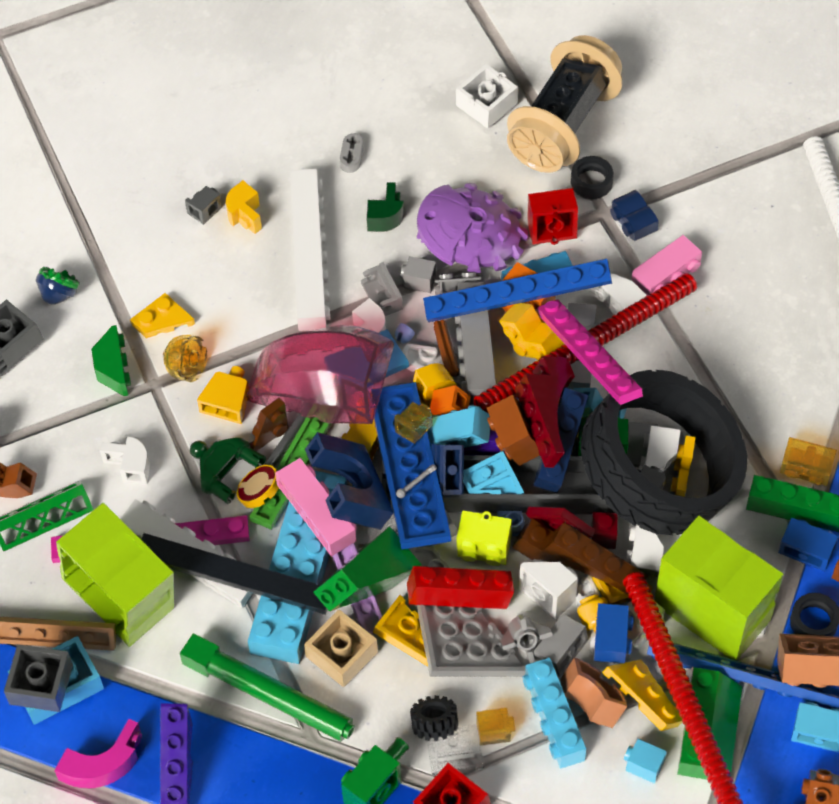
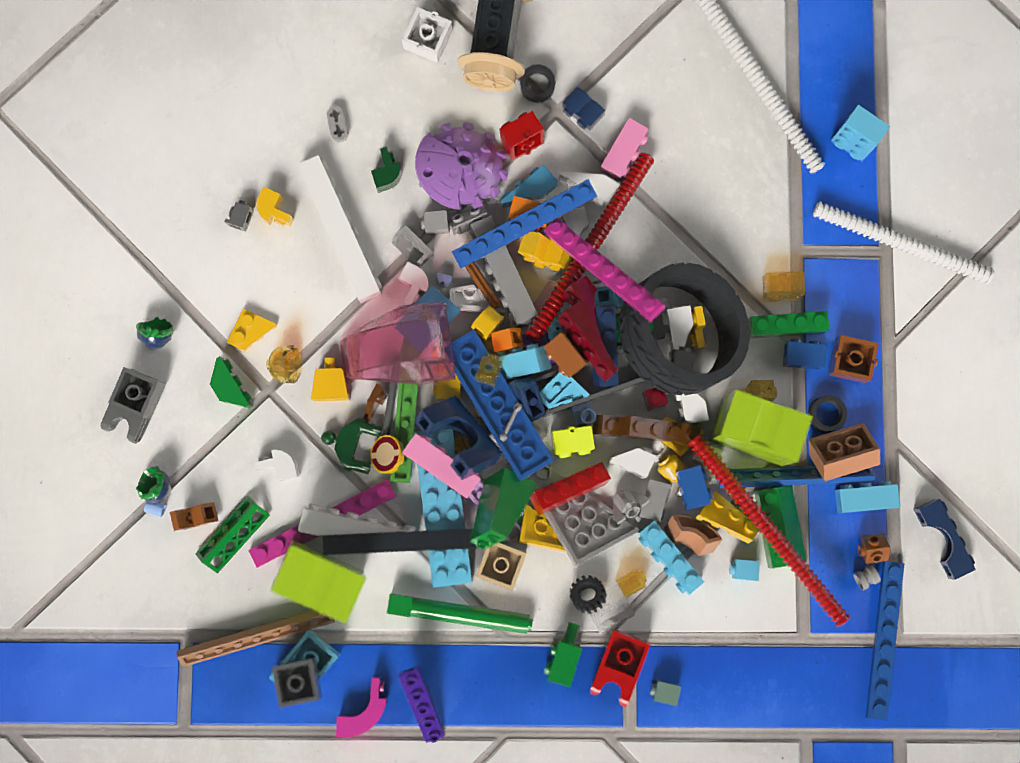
camera: 25 degrees left, 25 degrees up
(554, 517) = (624, 409): dark red tile -> none

